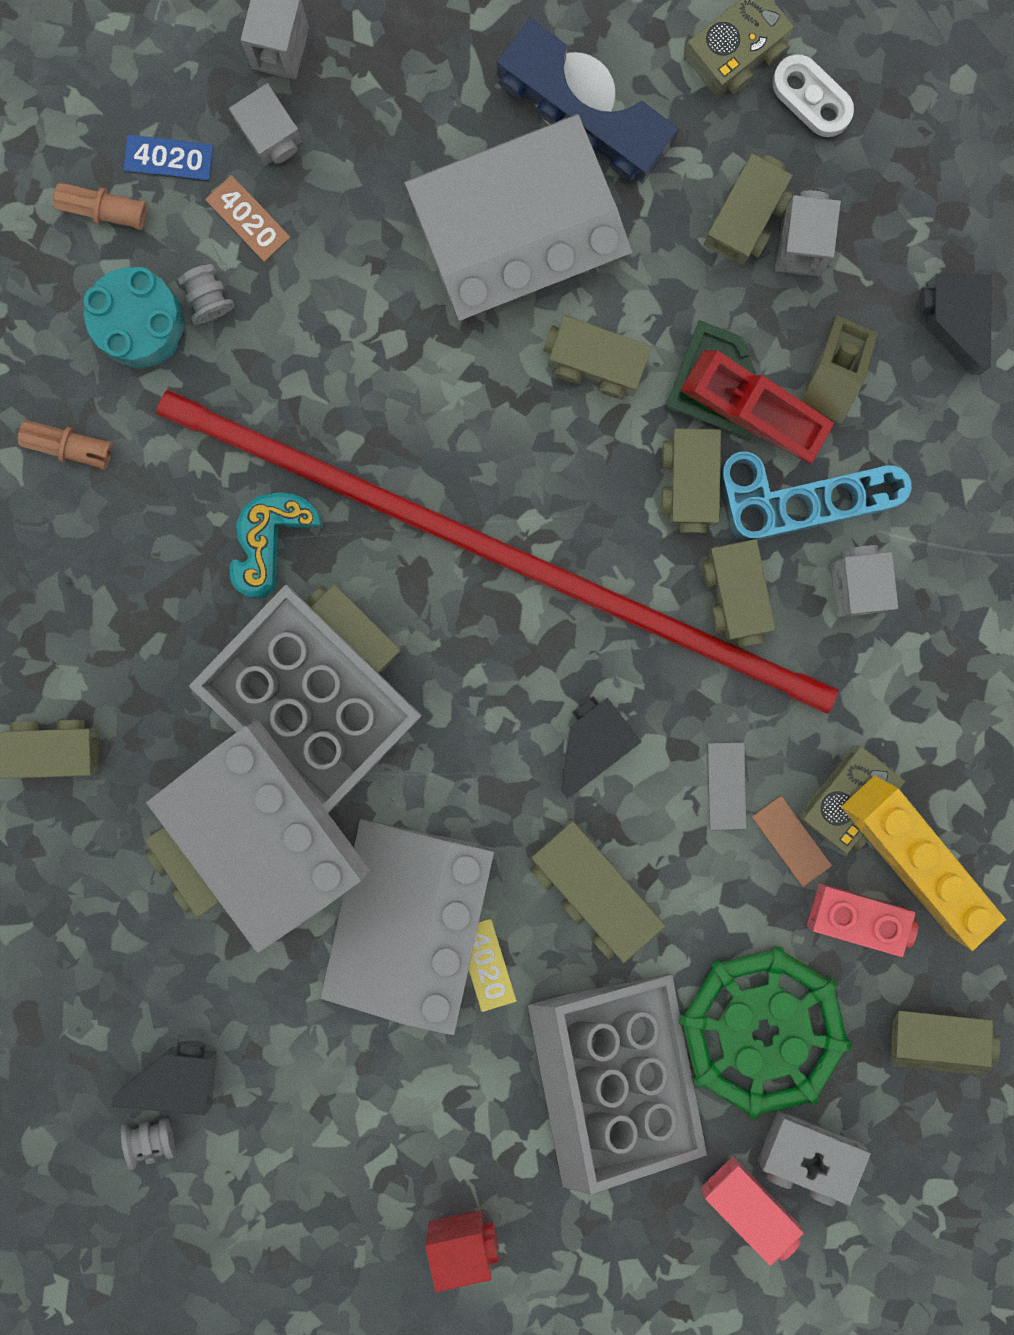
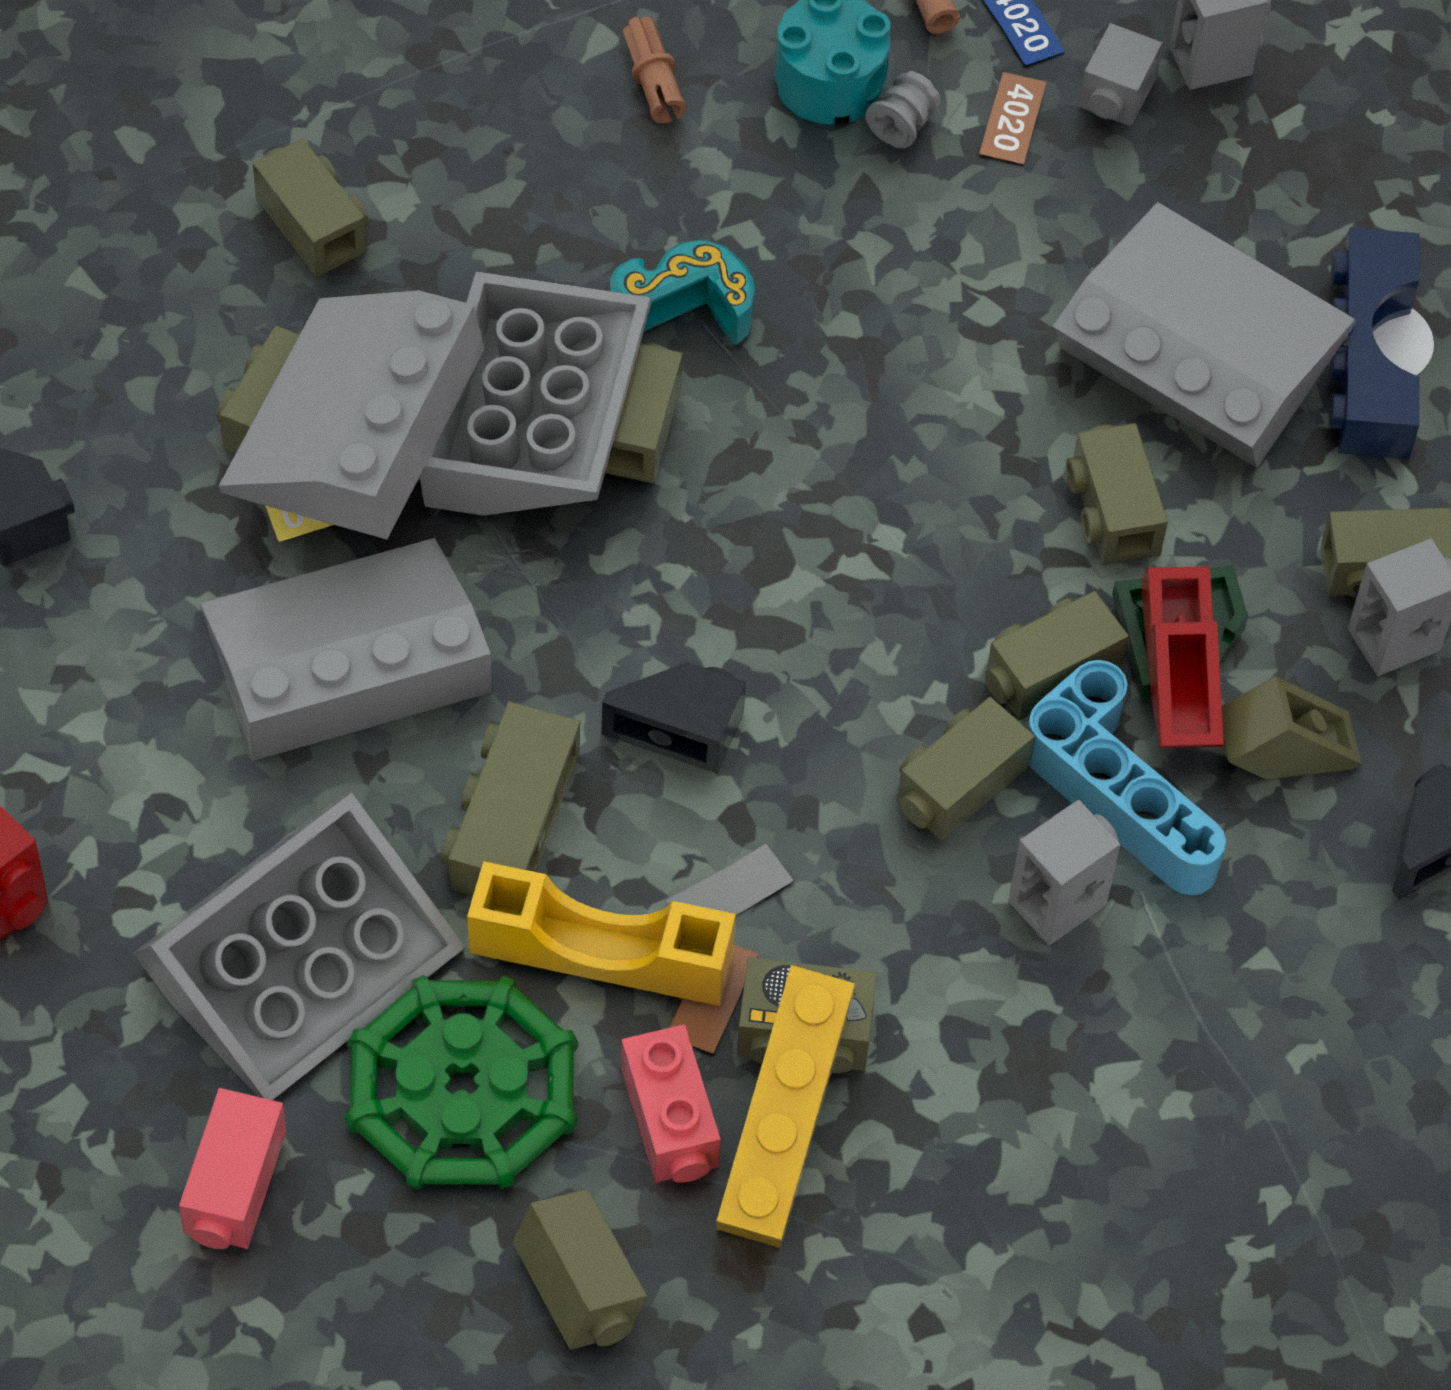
camera: 55 degrees right, 30 degrees down
(199, 418) = (898, 892): red piece -> none
(489, 970) = (343, 760): light yellow sticker -> none
(743, 879) = (533, 923): none -> yellow arch
(793, 1139) = (347, 1246): light grey brick -> none

